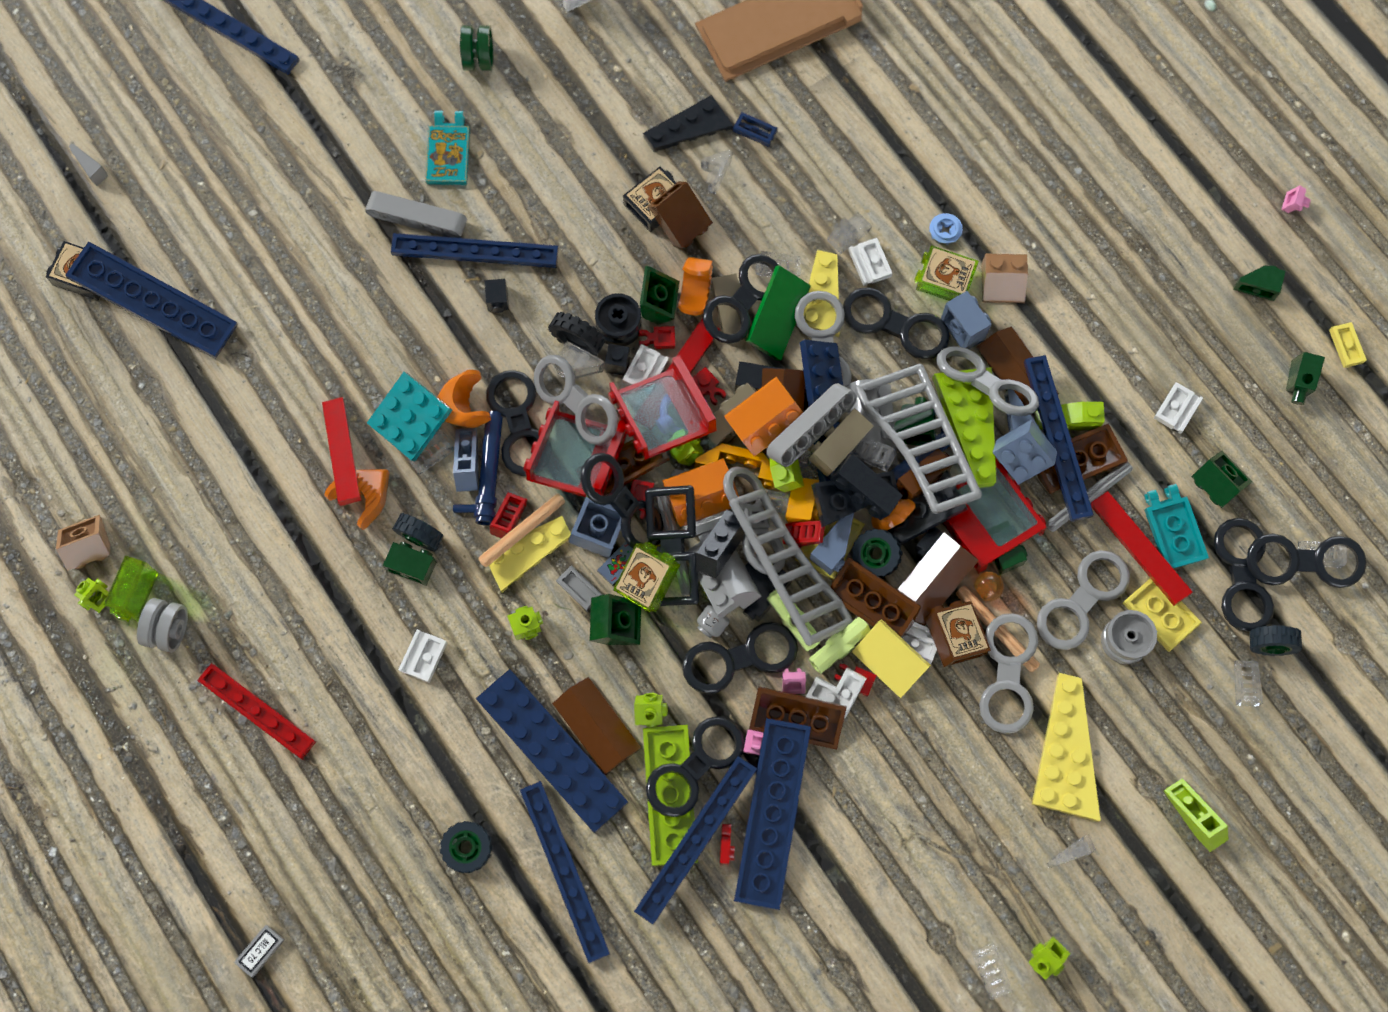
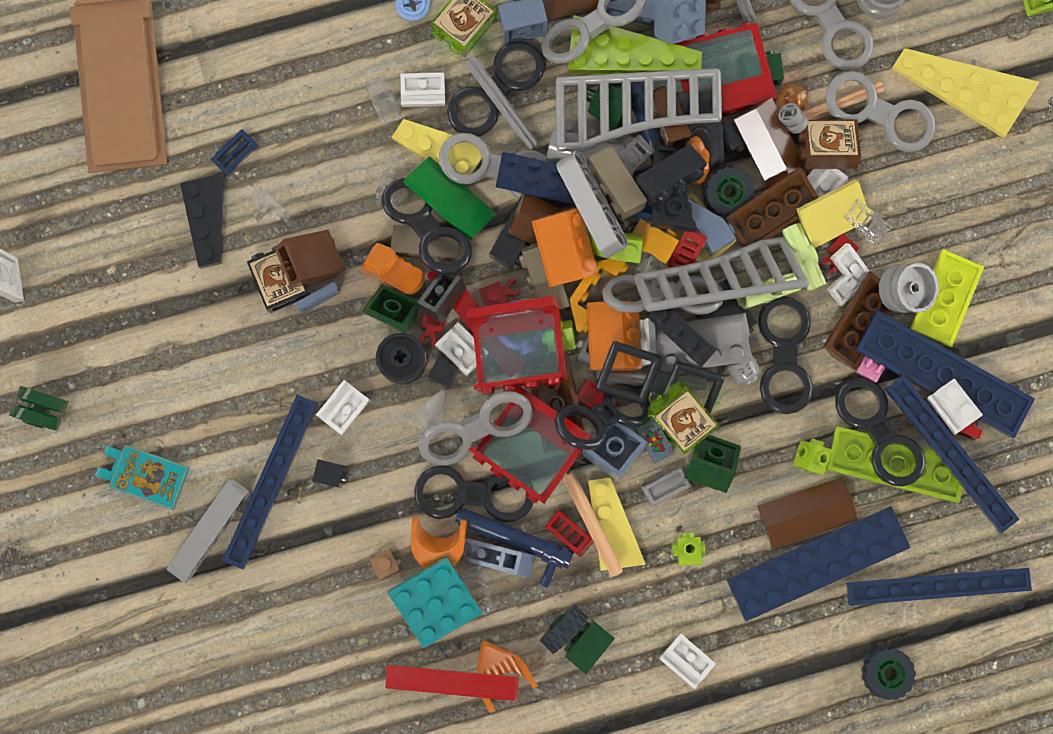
camera: 70 degrees left, 10 degrees up
(431, 368) = (384, 564): none -> medium nougat plate
(559, 288) = (343, 407): none -> white plate
(576, 331) = (406, 405): black tyre -> none
(649, 235) = (317, 298): none -> sand blue tile
(685, 332) = (442, 296): none -> pearl dark grey brick
(742, 828) = (954, 406): none -> white plate
(794, 682) = (826, 313): bright pink tile -> none
(846, 762) = (908, 288): none -> light grey wheel
(849, 795) = (957, 283): none -> neon yellow tile
(882, 330) = (501, 103): none -> light grey axle
(888, 709) = (883, 226): none -> clear slope
(967, 589) = (793, 118): none -> light grey wheel

